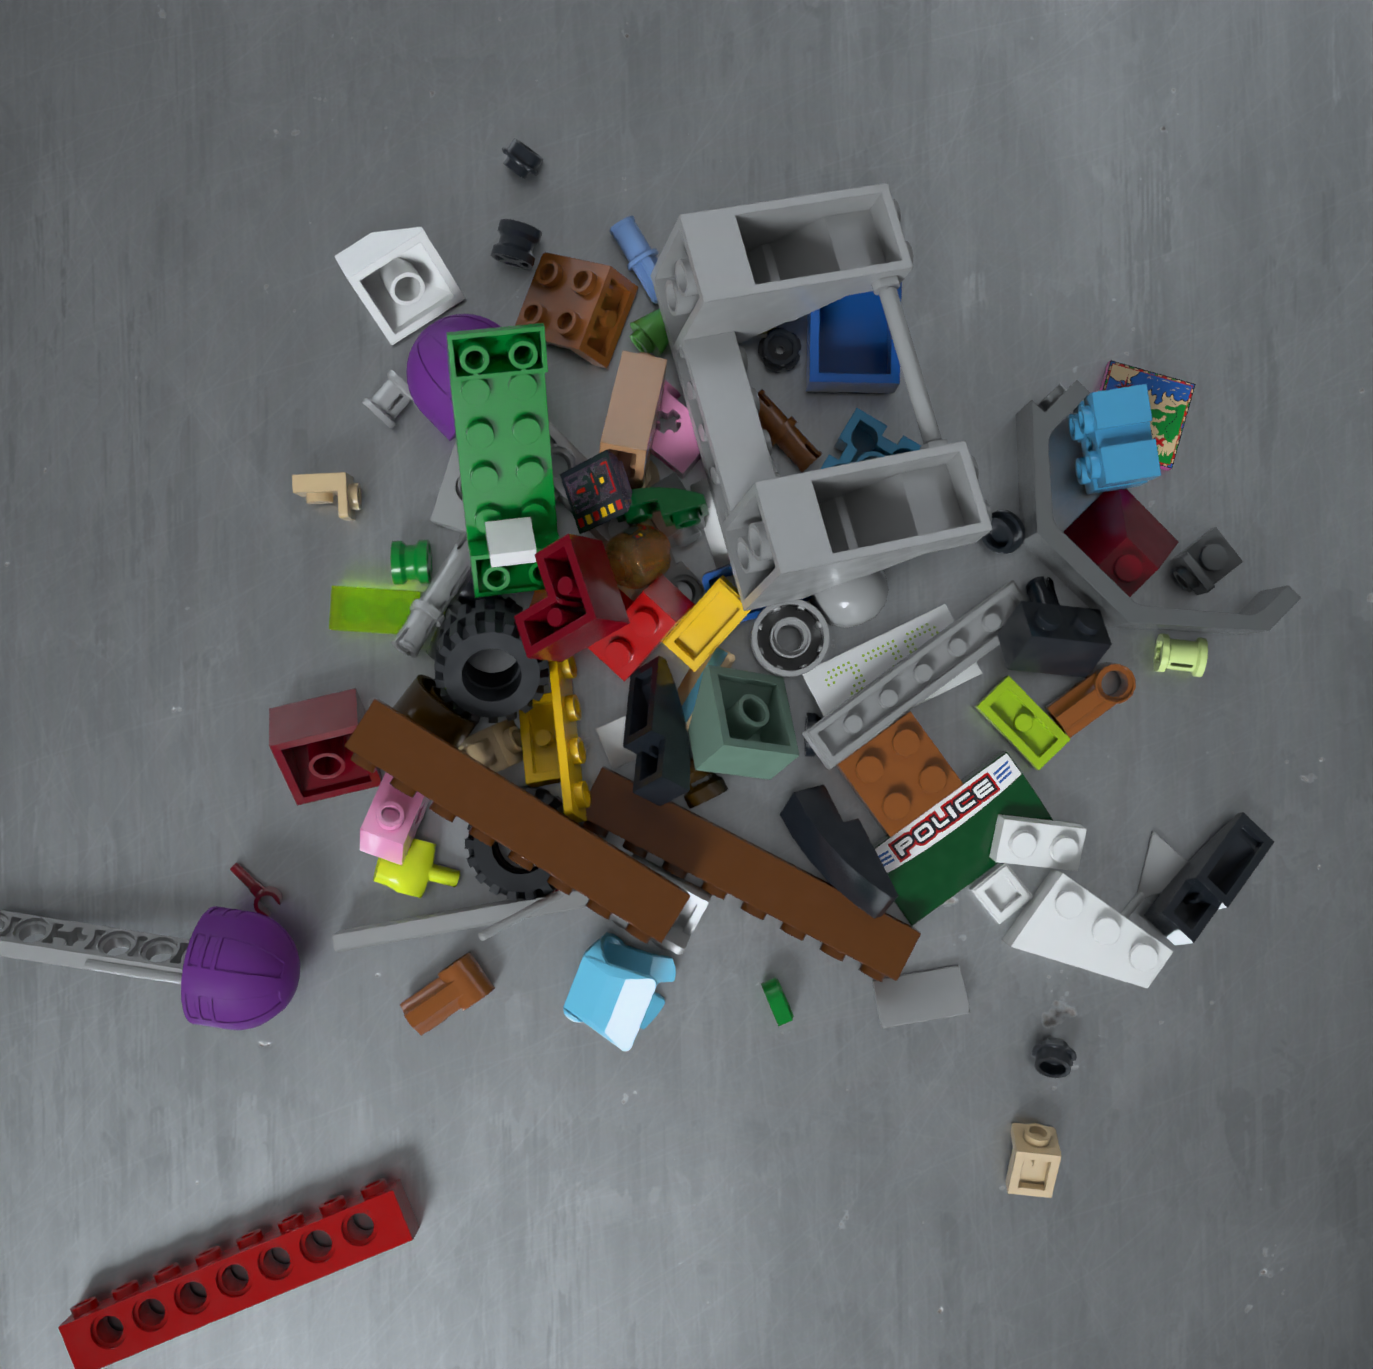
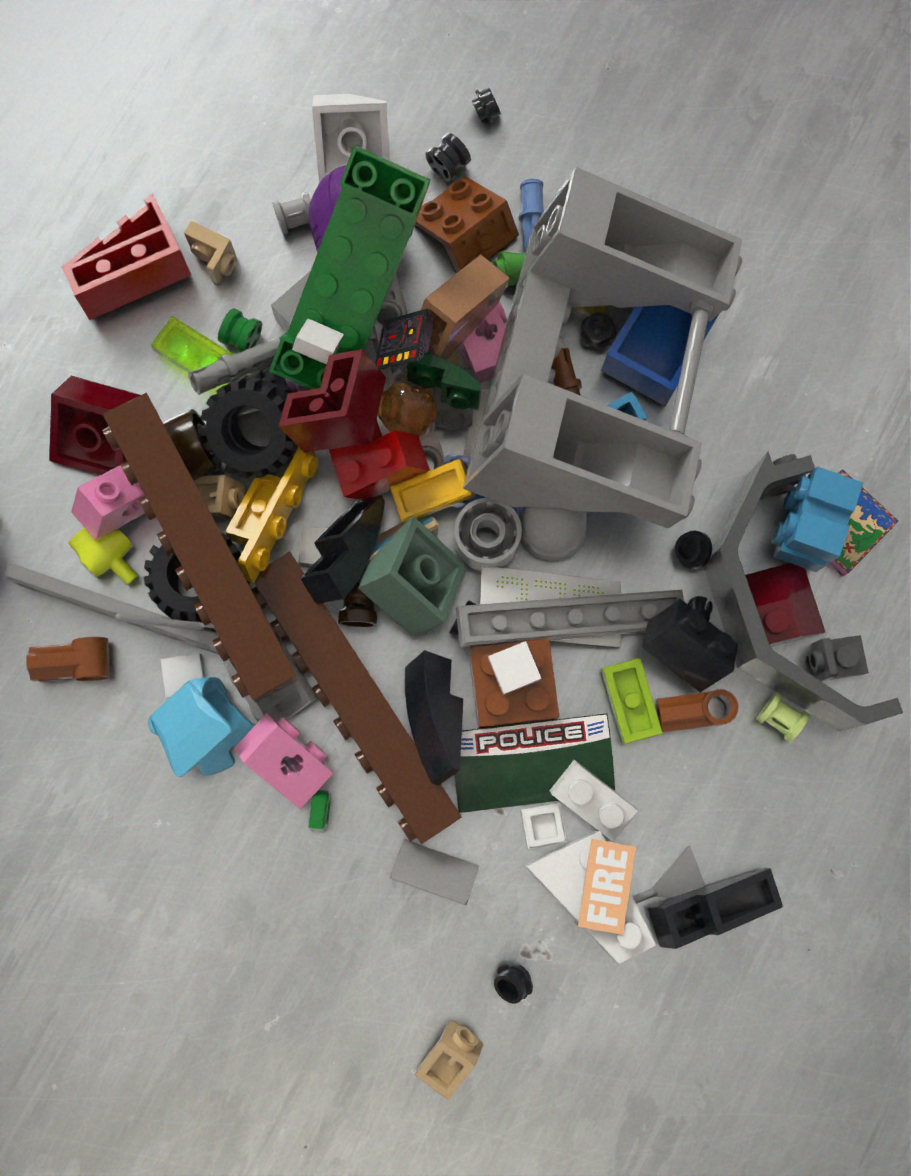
camera: 20 degrees right, 10 degrees down
(252, 556) = (127, 263): none -> red wedge
(564, 944) = (180, 670): none -> white tile
(717, 975) = (264, 754): none -> bright pink brick
(895, 764) = (514, 668): none -> white tile
(1098, 924) = (607, 886): none -> light nougat sticker

